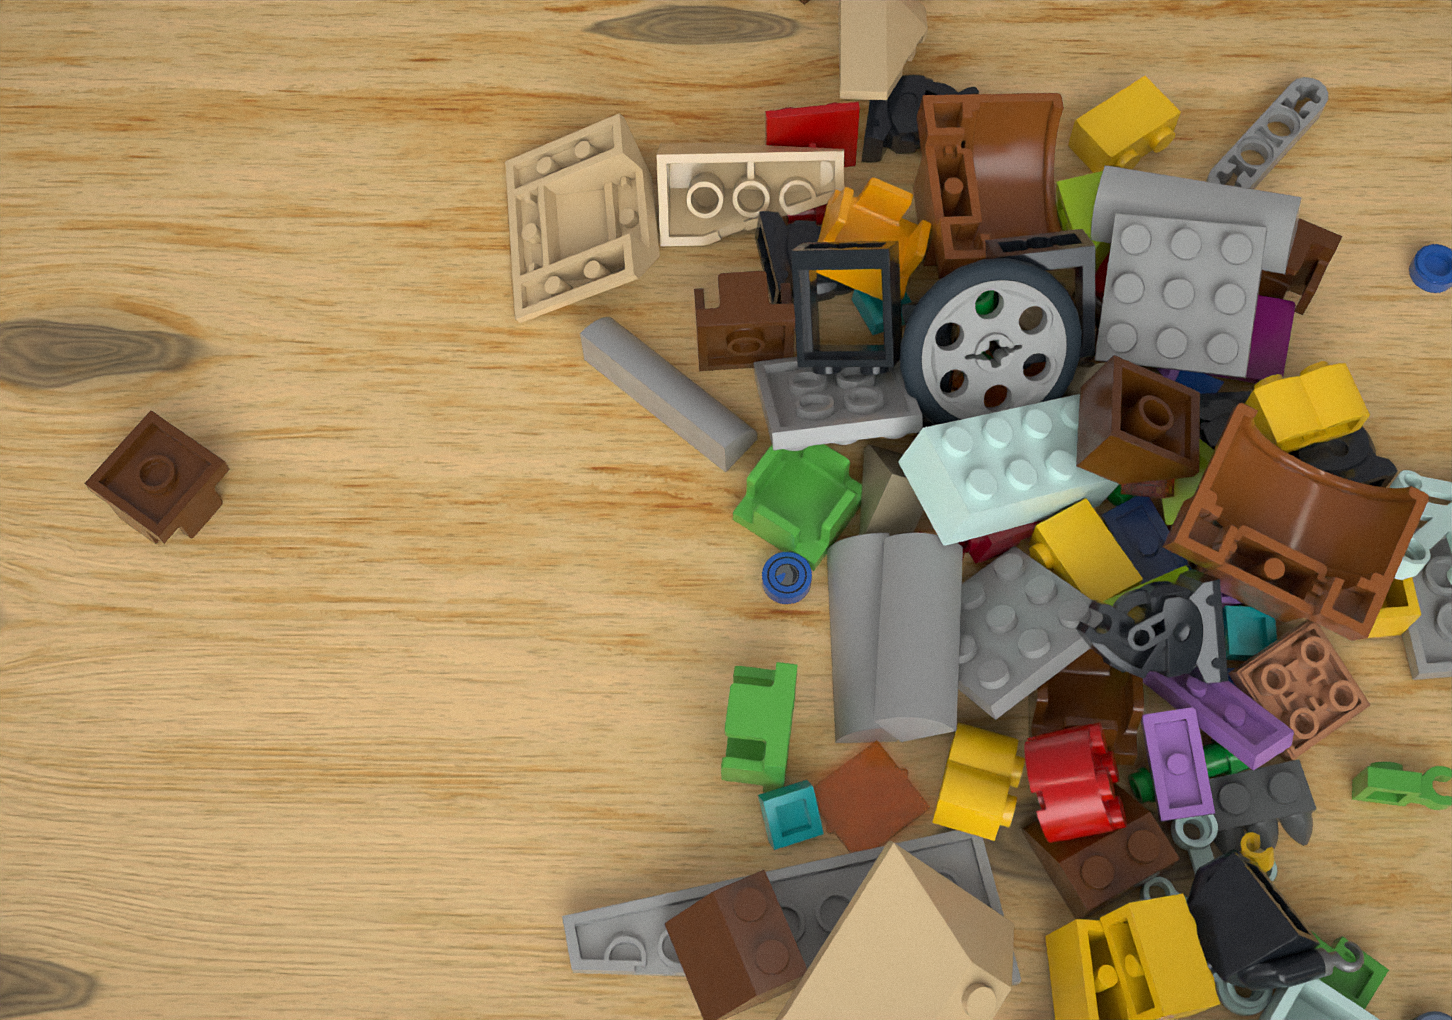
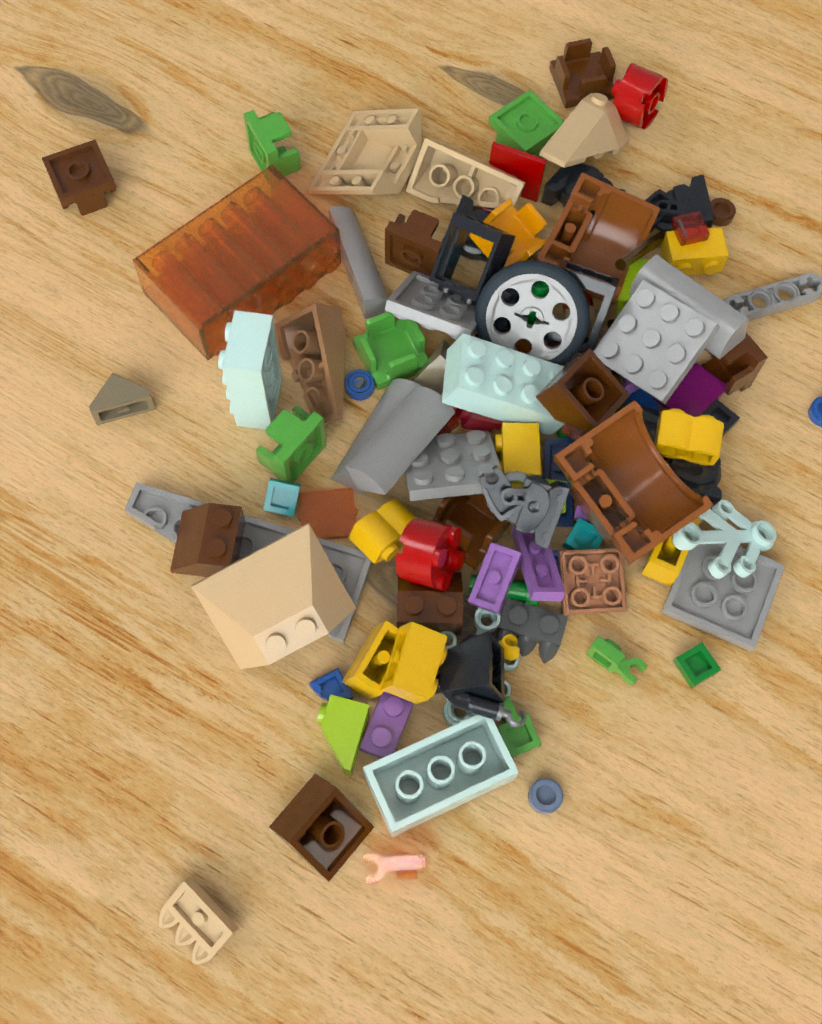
camera: 25 degrees right, 0 degrees up
(416, 282) = (262, 135): none -> bright green panel
(451, 798) = (120, 400): none -> dark tan slope
(498, 488) = (239, 255): none -> clear orange brick
(646, 649) = (251, 369): none -> light aqua brick
(700, 568) = (316, 350): none -> medium nougat wedge
(780, 61) = (525, 124): none -> bright green panel
(1064, 169) = (640, 251): none -> dark brown bar
(1074, 66) = (682, 201): none -> black piece
(1108, 100) = (690, 228): none -> clear red tile
(1117, 51) = (723, 211): none -> reddish brown tile
(1309, 348) = (723, 414): none -> black plate

